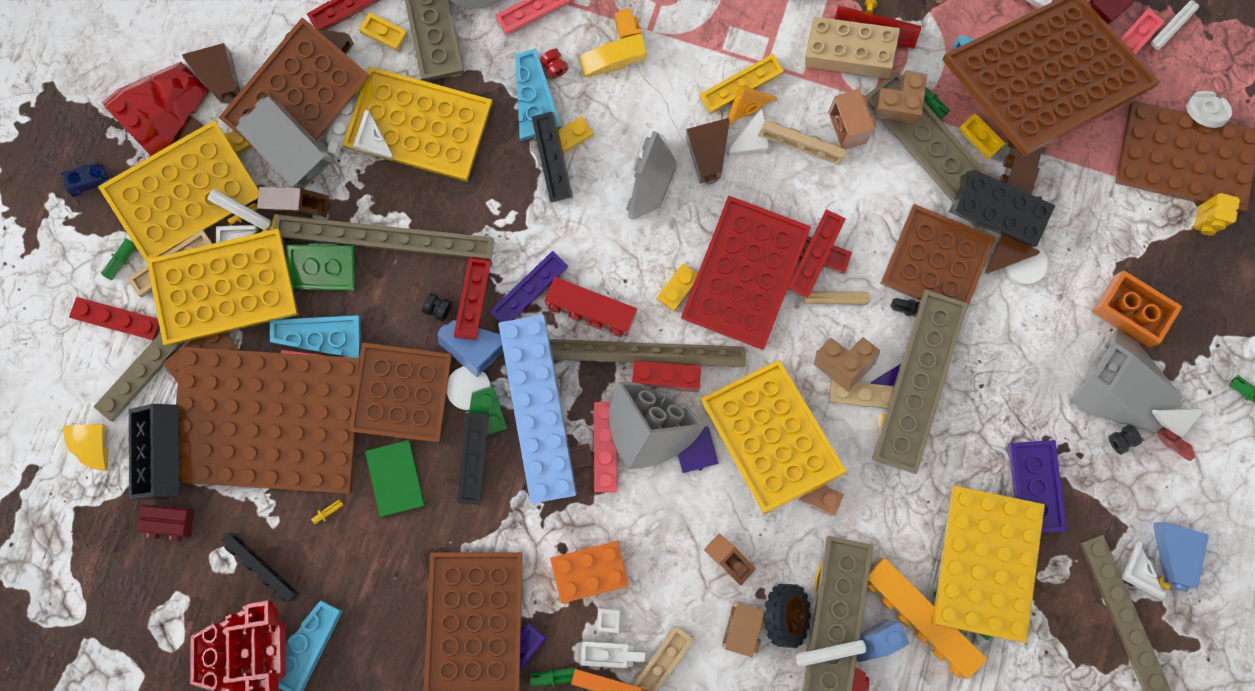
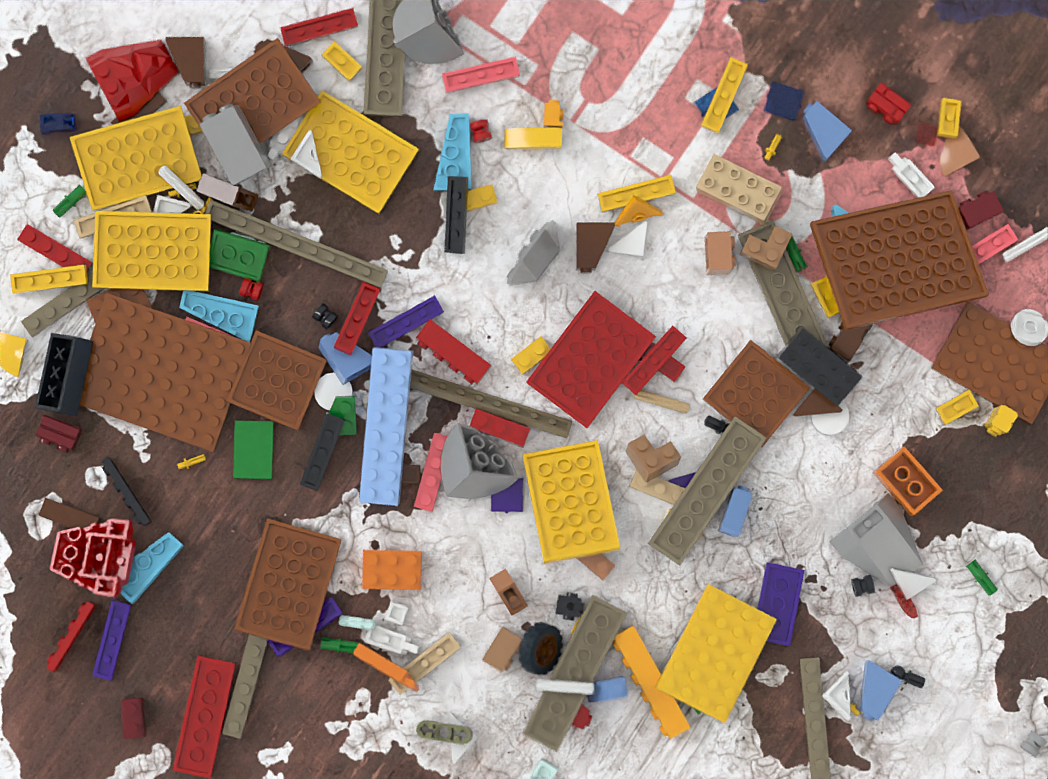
camera: 10 degrees right, 5 degrees up
(114, 350) = (49, 279): none -> yellow plate
(196, 614) = (66, 515): none -> reddish brown tile
(346, 300) = (251, 289): none -> red wheel
(566, 644) = (356, 622): none -> light aqua axle
(796, 559) = (562, 602): none -> black brick
(808, 144) = (678, 264): tan plate -> none
(908, 32) = (791, 188): red plate -> none
(958, 397) = (735, 511): none -> medium blue slope
(1160, 215) = (956, 407): none -> yellow plate
(1210, 528) = (909, 677): none -> black axle

